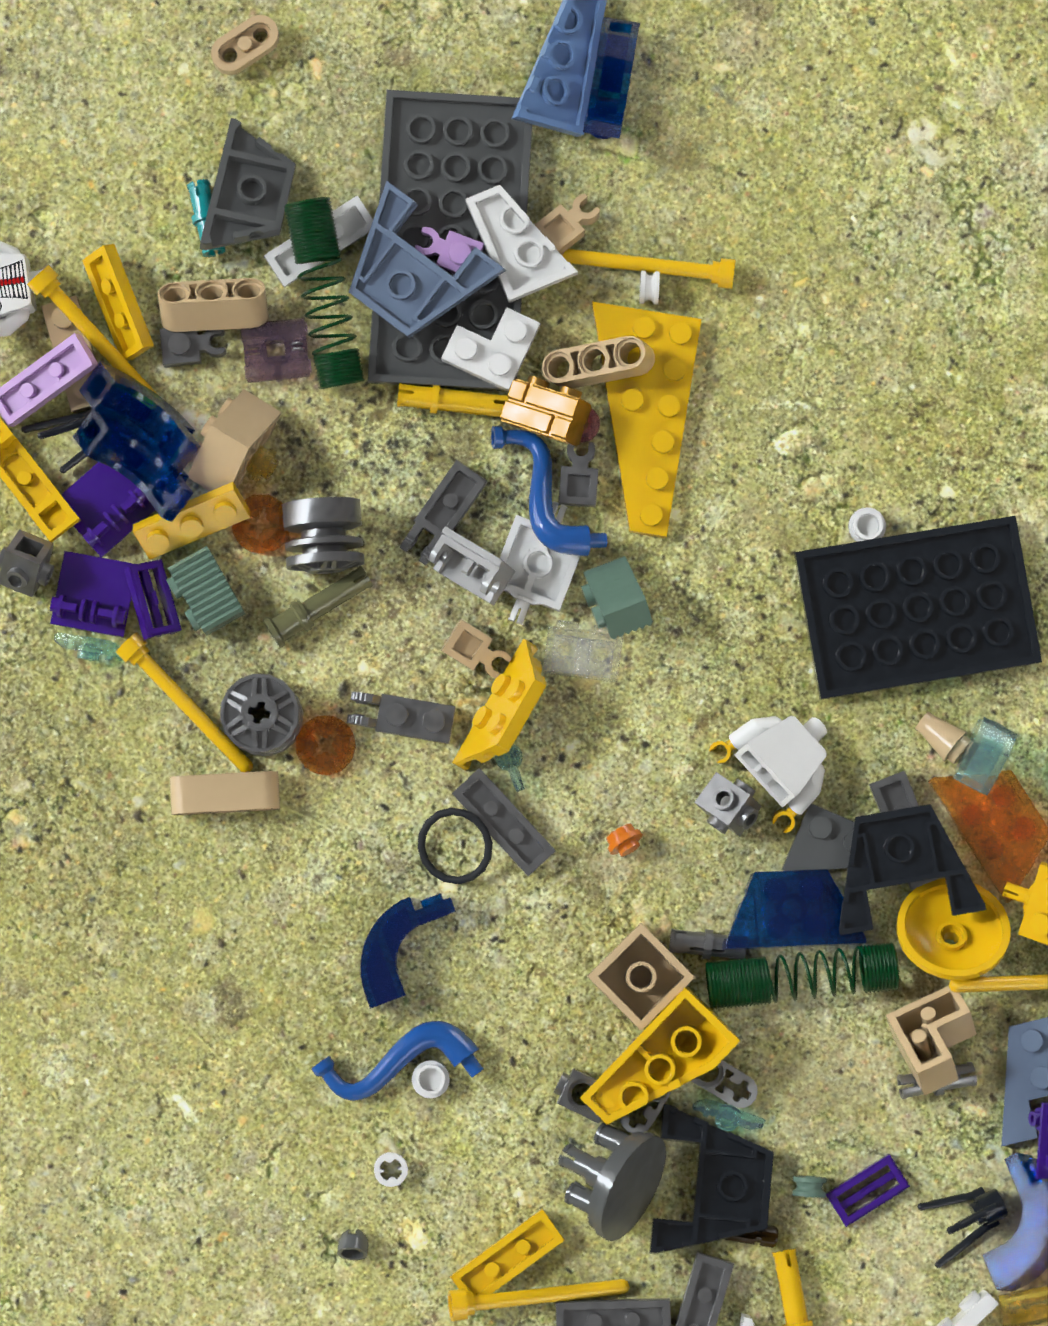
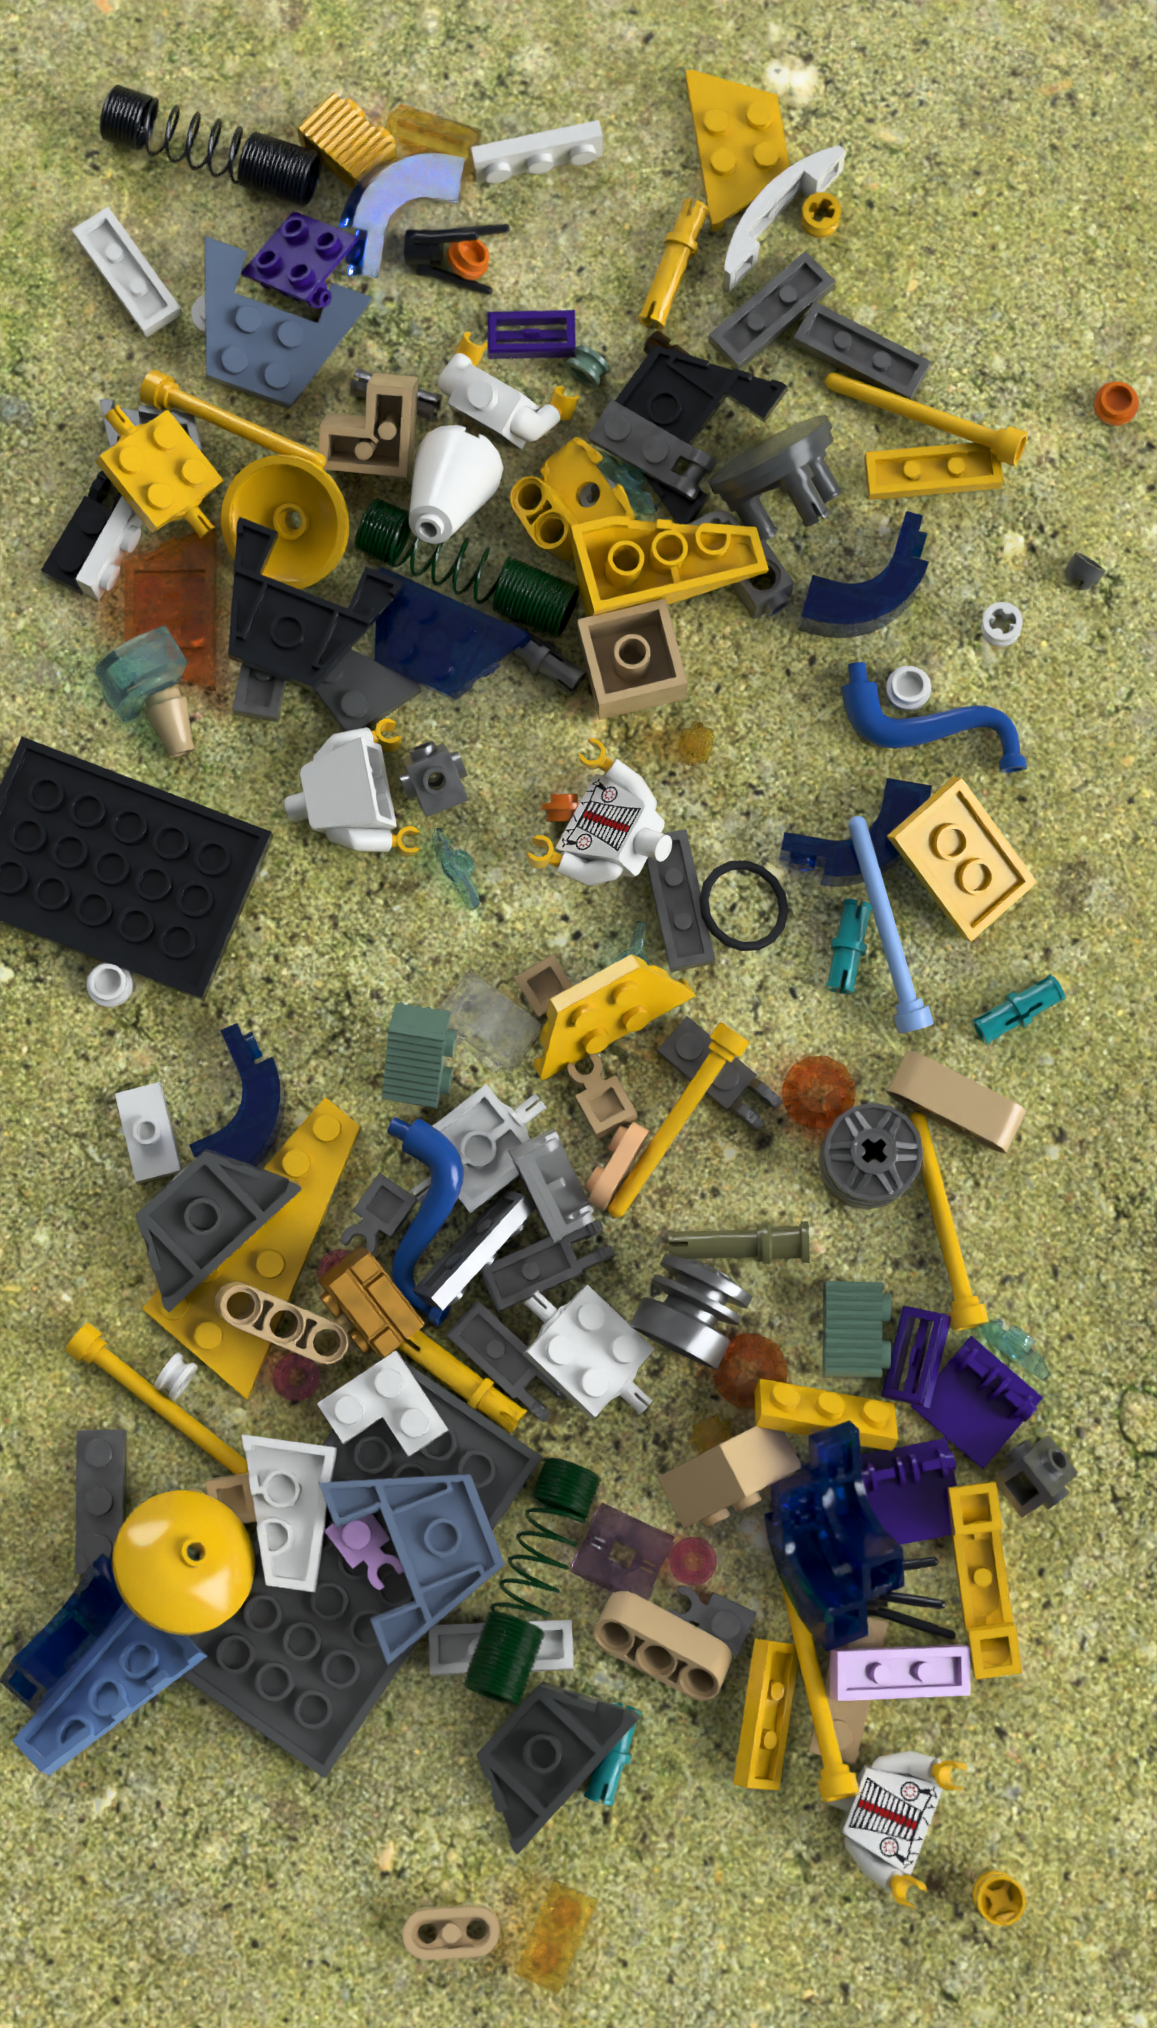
camera: 145 degrees left, 5 degrees down
(175, 82) = (556, 1936): none -> clear yellow plate
(218, 887) = (1018, 1009): none -> teal pin
(233, 382) = (677, 1556): none -> clear pink plate
(291, 837) = (910, 1011): none -> light blue piece
(318, 967) = (962, 858): none -> yellow plate
(363, 861) = (848, 946): none -> teal pin
(378, 468) = (588, 1351): none -> white plate
(407, 733) = (724, 1047): none -> yellow piece
(433, 432) = (500, 1356): none -> flat silver hinge
(436, 591) = (605, 1182): none -> light nougat plate
(497, 490) = (474, 1250): none -> flat silver plate
(499, 1116) = (861, 608): none -> clear blue arch
(558, 944) = (696, 743): none -> clear yellow plate
(560, 705) = (543, 983): none -> tan plate
(565, 325) = (282, 1372): none -> clear pink plate
(577, 147) = (161, 1579): none -> yellow dish
(581, 842) = (610, 829): none -> torso
(648, 179) = (99, 1493): none -> flat silver plate
(675, 754) = (457, 867): none -> clear light blue piece
(691, 401) = (206, 1218): none -> dark grey wing
(702, 492) = (262, 1104): none -> clear blue arch
(722, 1145) = (650, 449): none -> flat silver plate
(773, 440) = (148, 1132): none -> white plate
(774, 1090) = (560, 485): none -> yellow piece
(849, 1024) = (451, 481): none -> white cone
(858, 1111) = (497, 404): none -> white torso
(947, 1214) = (468, 259): none -> orange plate

